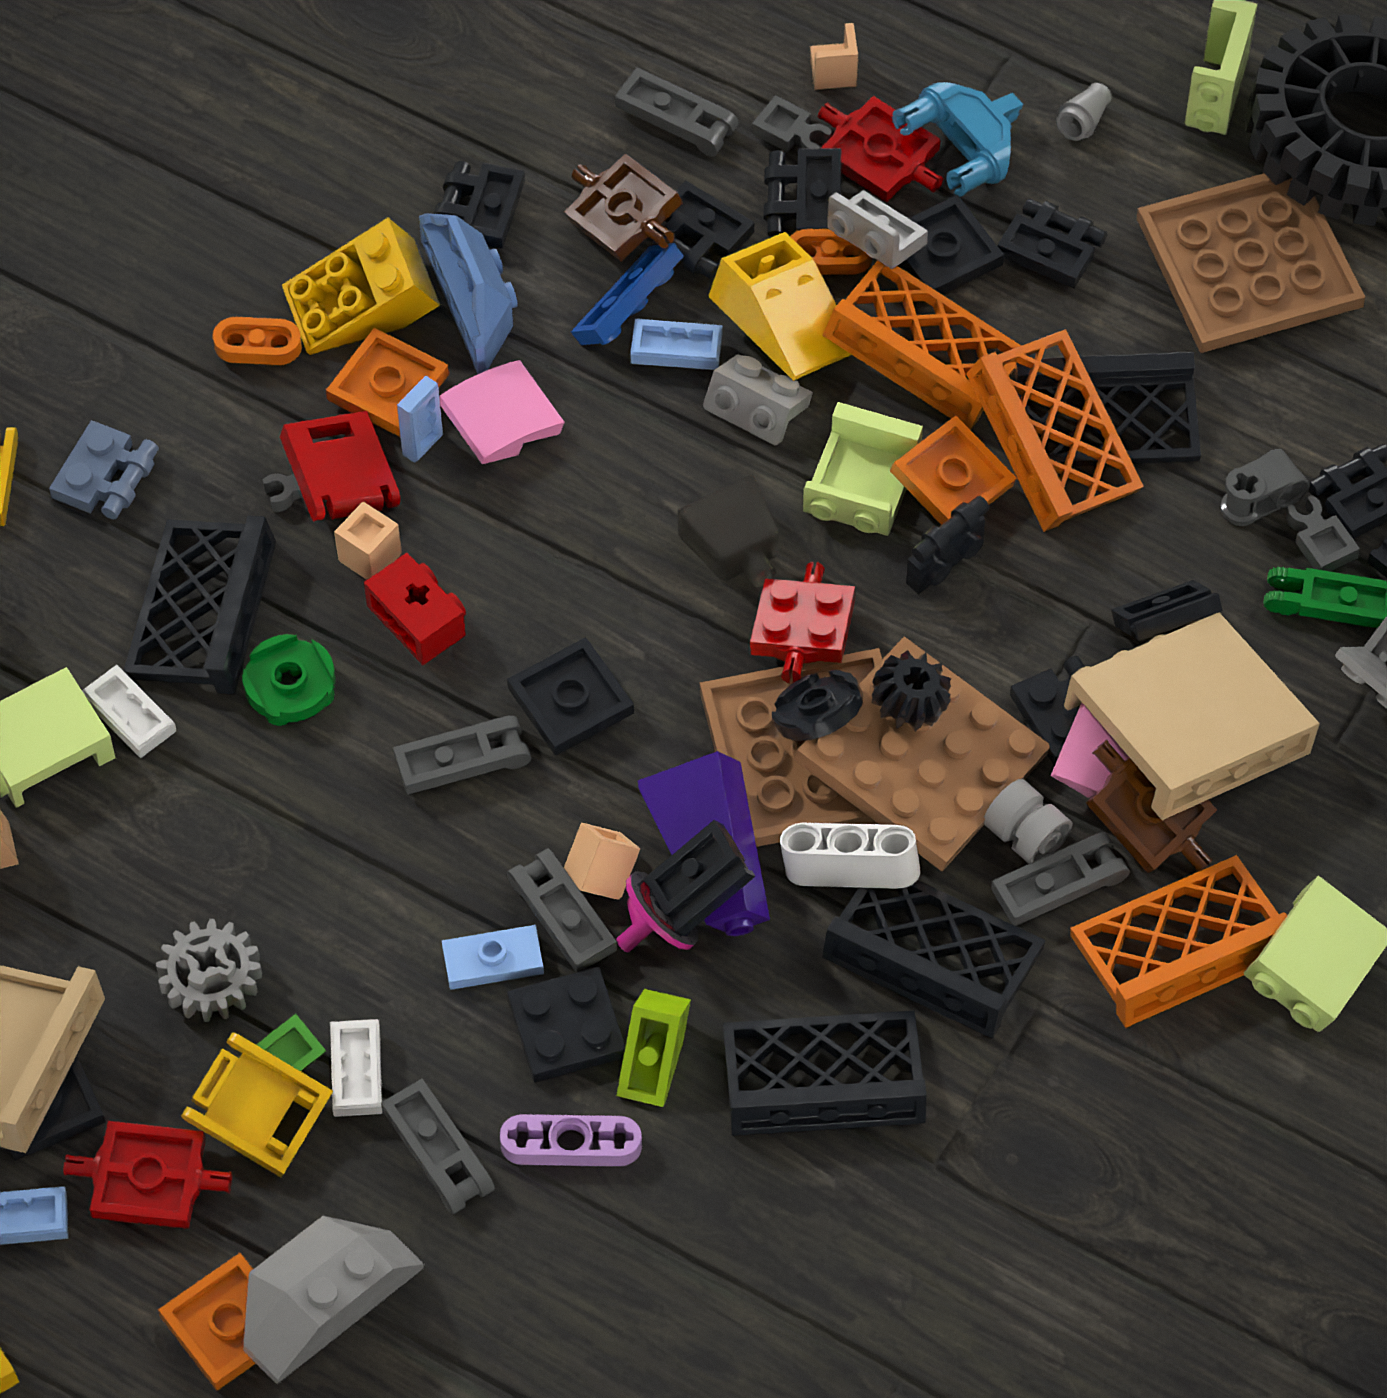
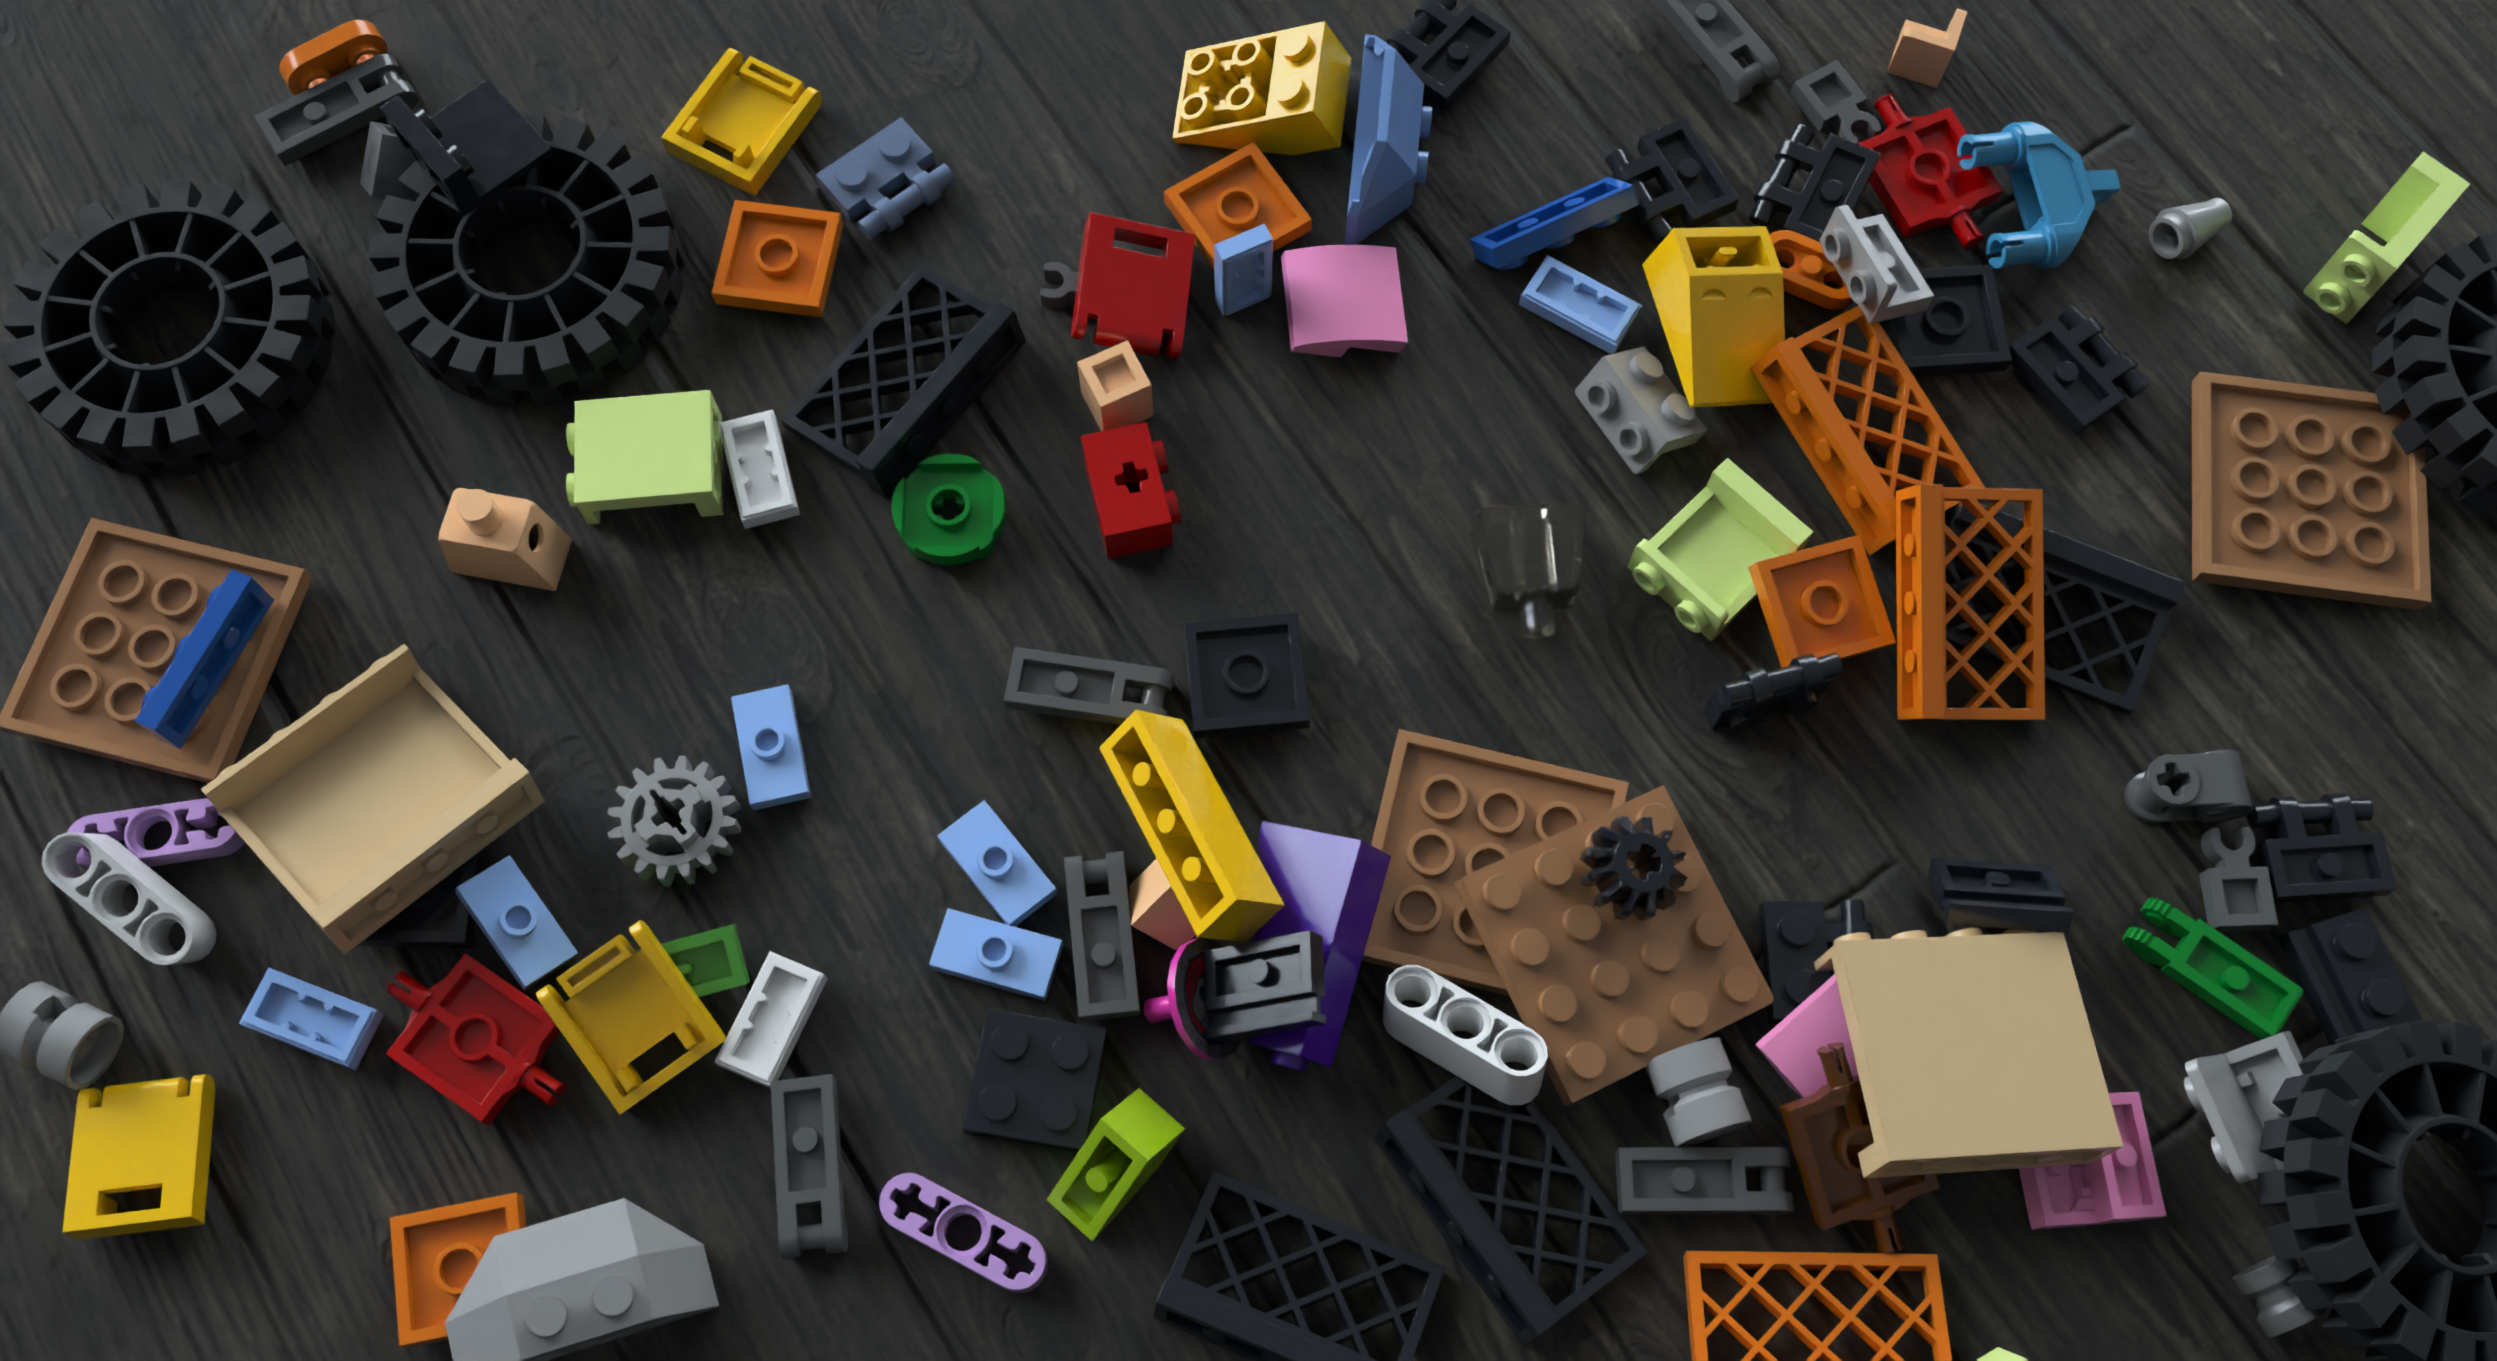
camera: 25 degrees right, 10 degrees up
(55, 559) = (778, 258): none -> orange plate
(133, 1085) = (516, 922): none -> light blue plate
(248, 895) = (770, 747): none -> light blue plate
(257, 340) = (1127, 103): orange plate -> none
(459, 898) = (997, 864): none -> light blue plate
(590, 801) = (1191, 827): none -> yellow brick
(623, 207) = (1599, 119): plate -> none
(802, 621) = (1555, 708): plate -> none
(817, 705) = (1514, 831): black tile -> none
(1329, 767) = (2107, 1191): none -> bright pink slope

